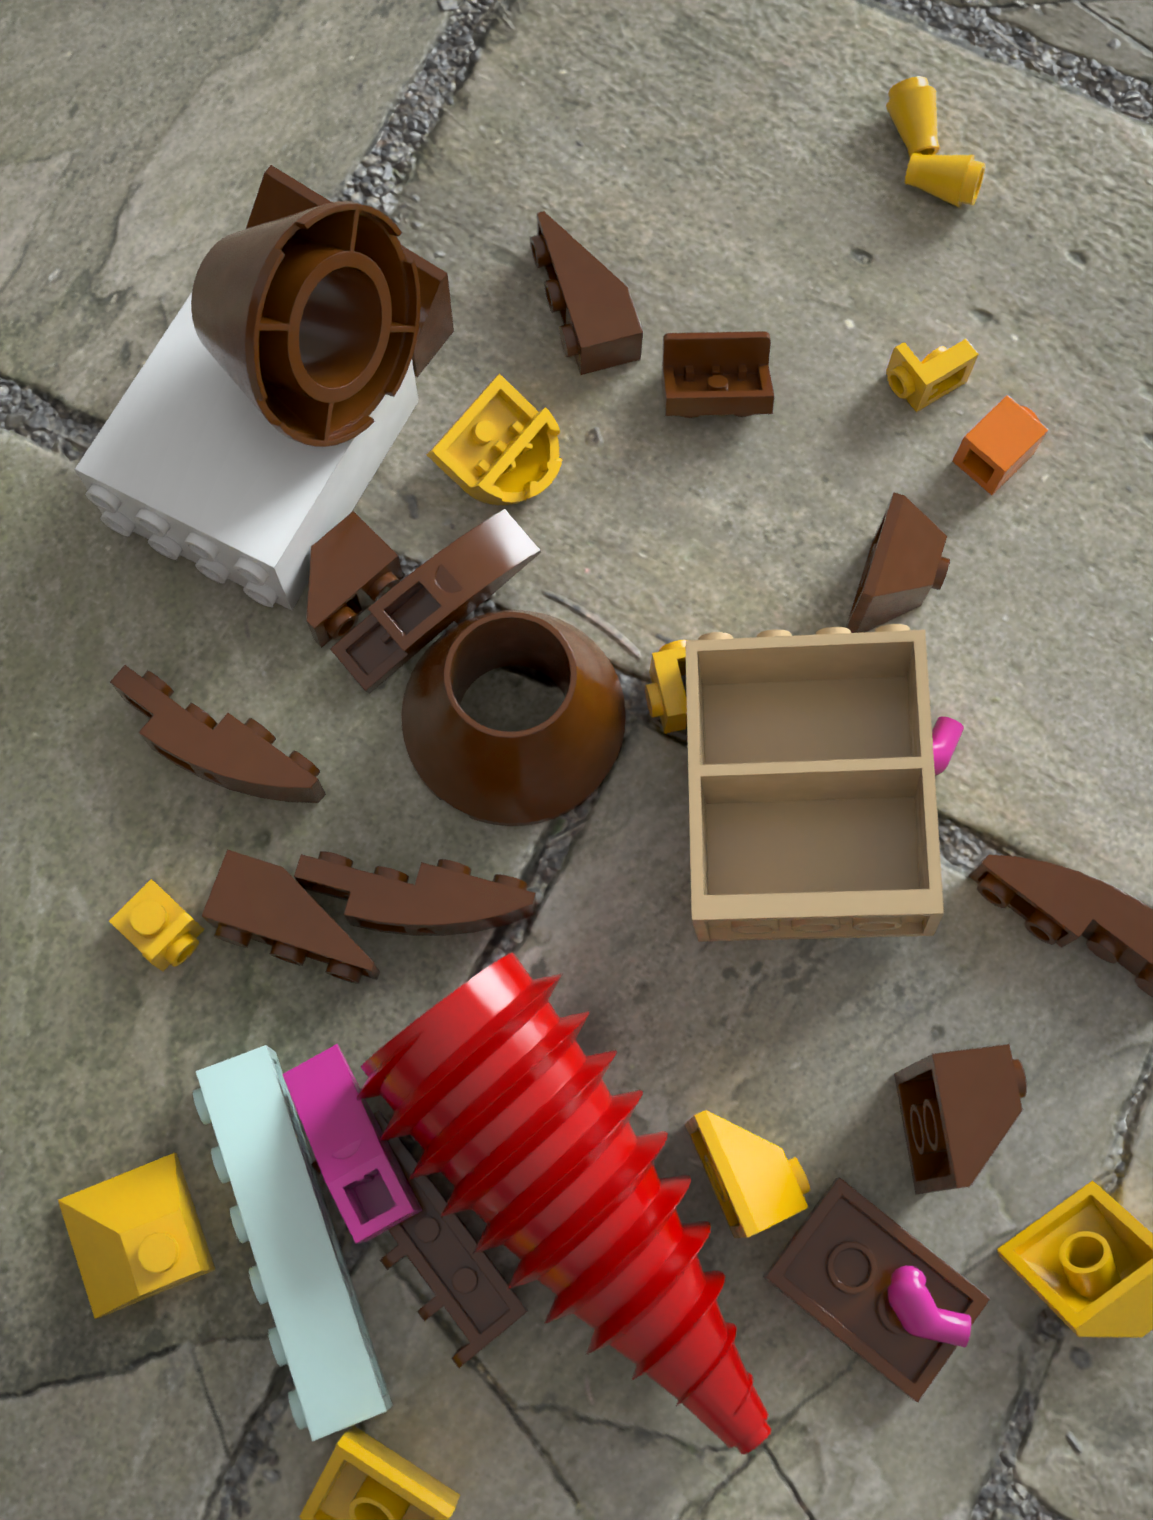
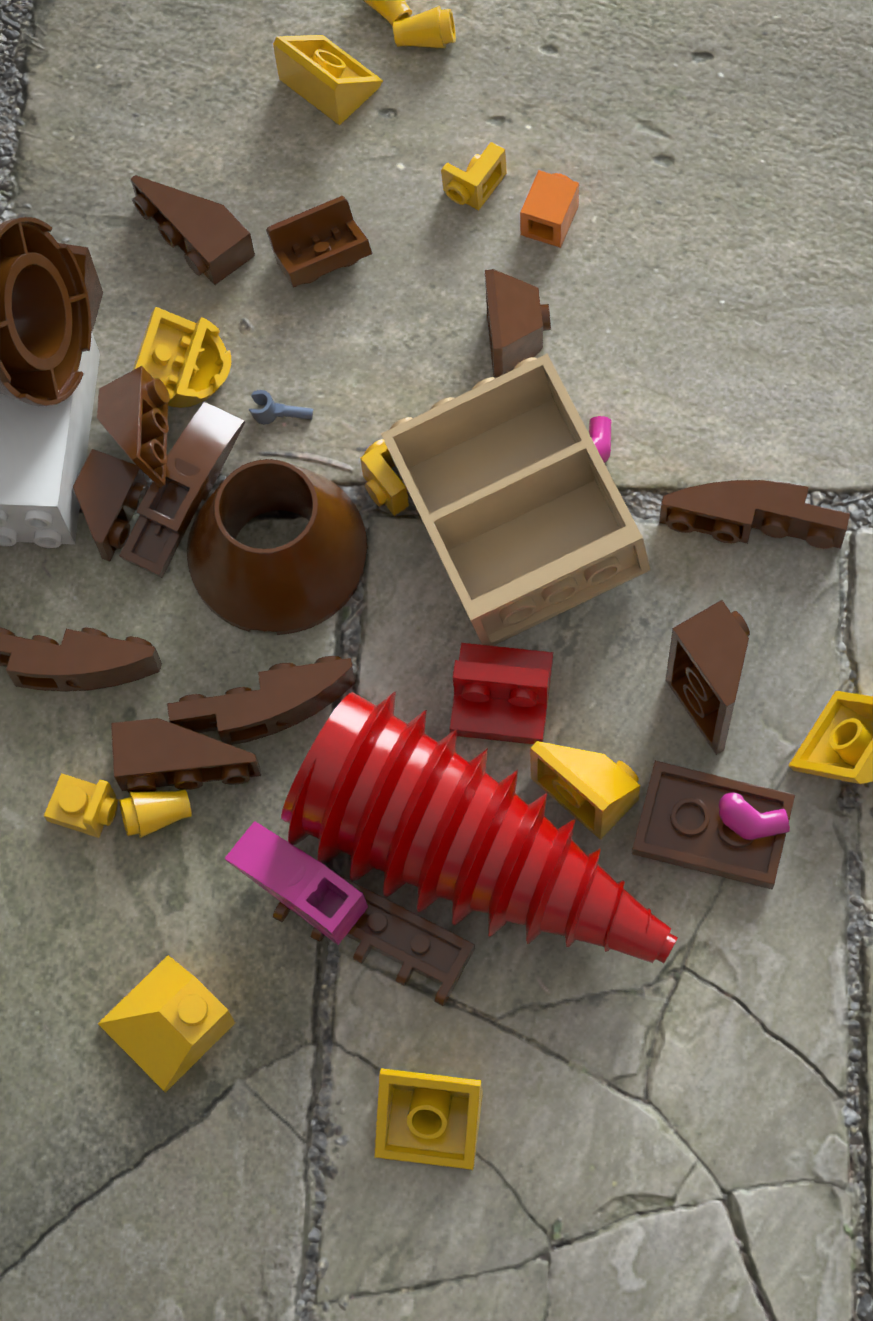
camera: 15 degrees left, 5 degrees down
(232, 971) = (151, 811): none -> yellow cone
(293, 1244) = (283, 970): light aqua brick -> none
(414, 502) = (137, 418): none -> reddish brown slope
(582, 550) = (273, 410): none -> sand blue hand
(695, 1007) = (501, 693): none -> red bracket
(808, 182) = (324, 74): none -> yellow slope

